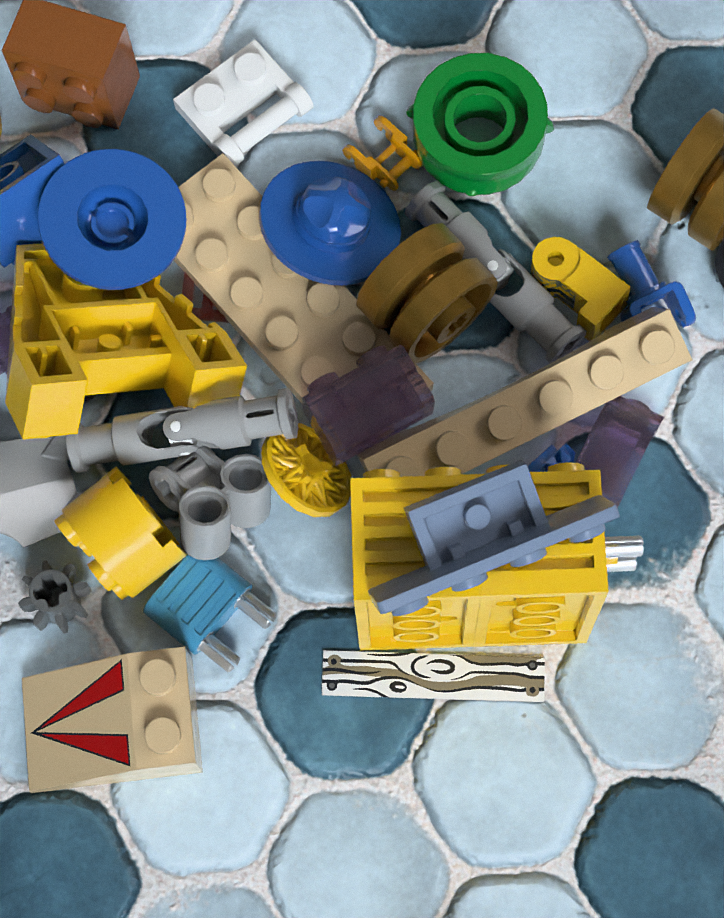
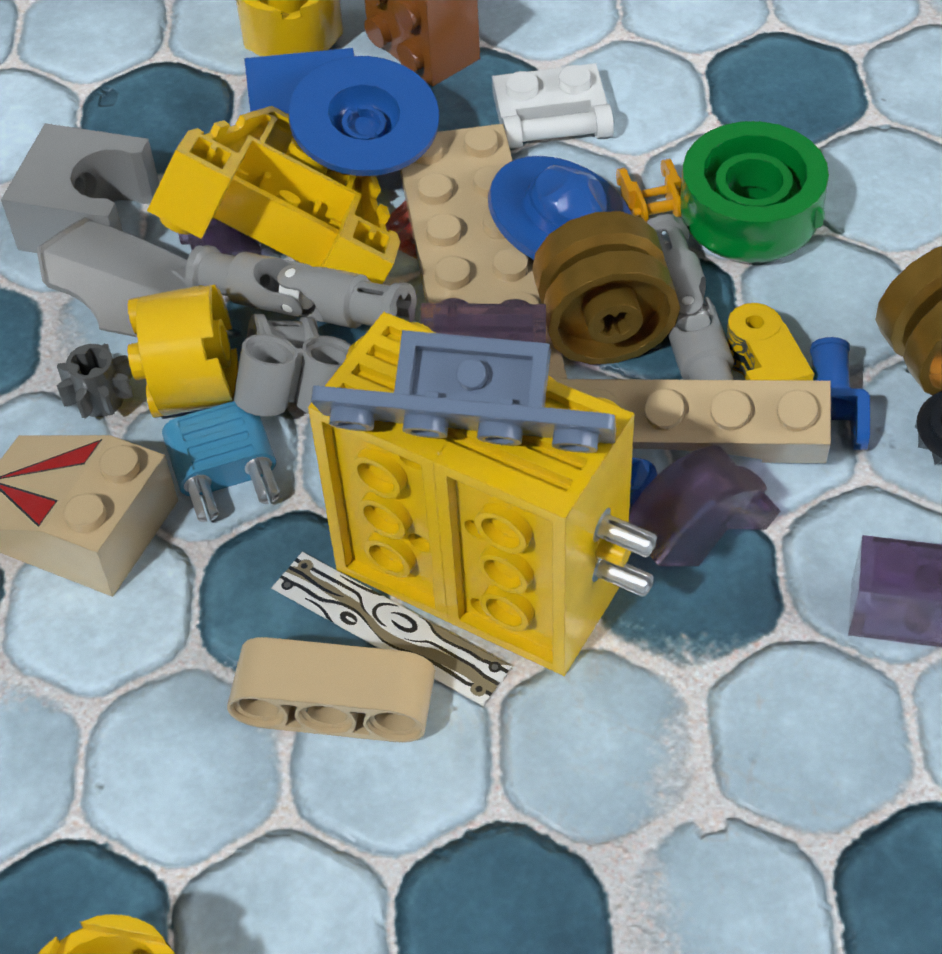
camera: 30 degrees right, 20 degrees down
(435, 760) = (332, 689): none -> tan beam

